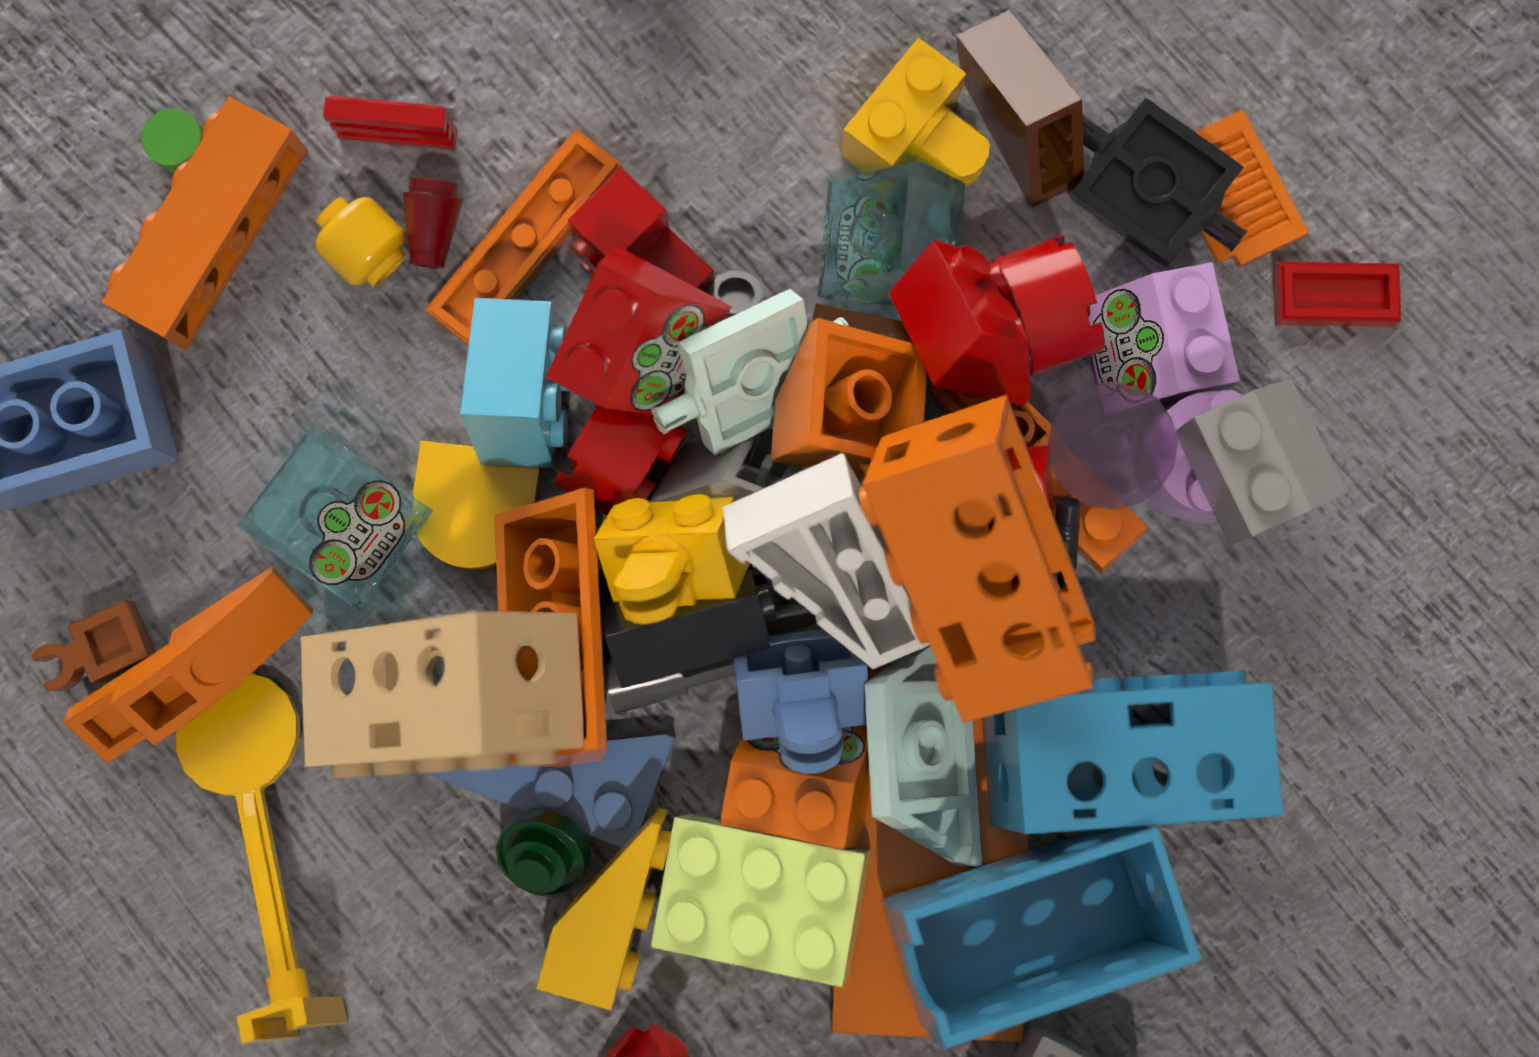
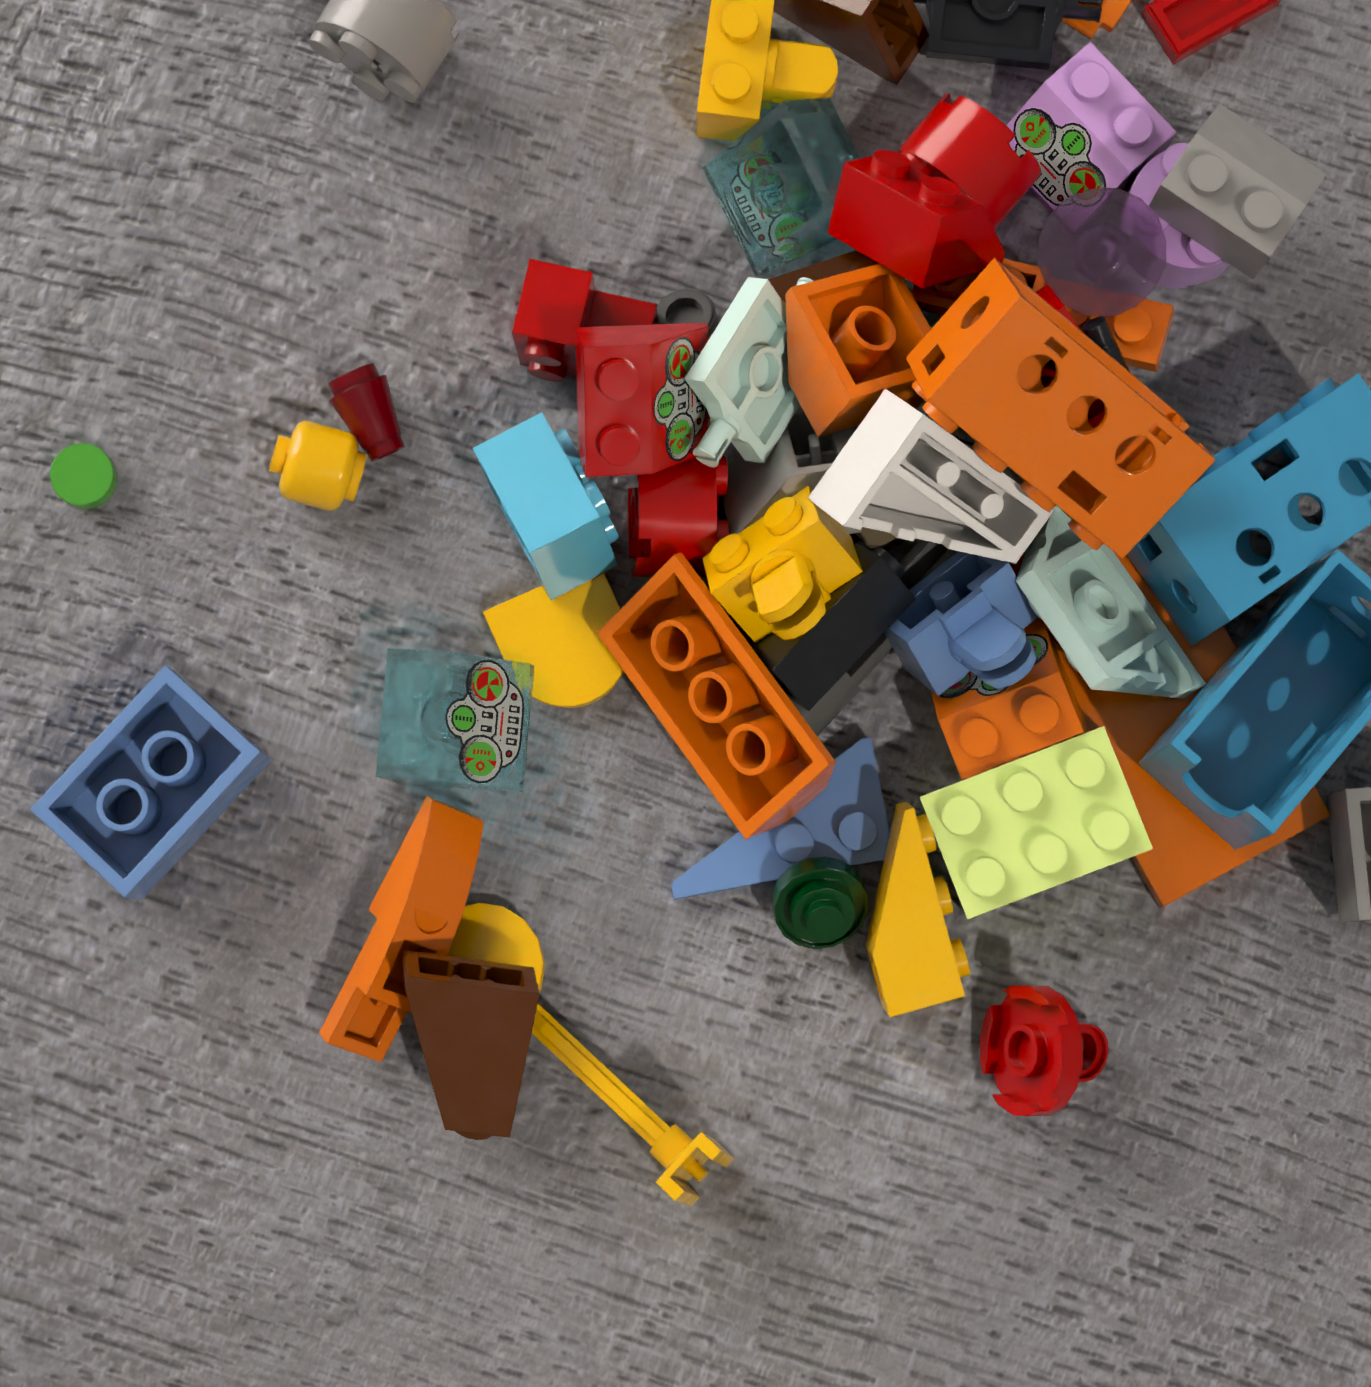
camera: 30 degrees left, 0 degrees up
(102, 646) = (314, 959): dark orange plate -> none
(175, 787) = (473, 1036): none -> reddish brown slope
(205, 223) = (164, 532): orange brick -> none
(390, 122) = (277, 343): red tile -> none
(465, 721) = (671, 830): tan piece -> none
(525, 234) = (460, 378): orange tile -> none

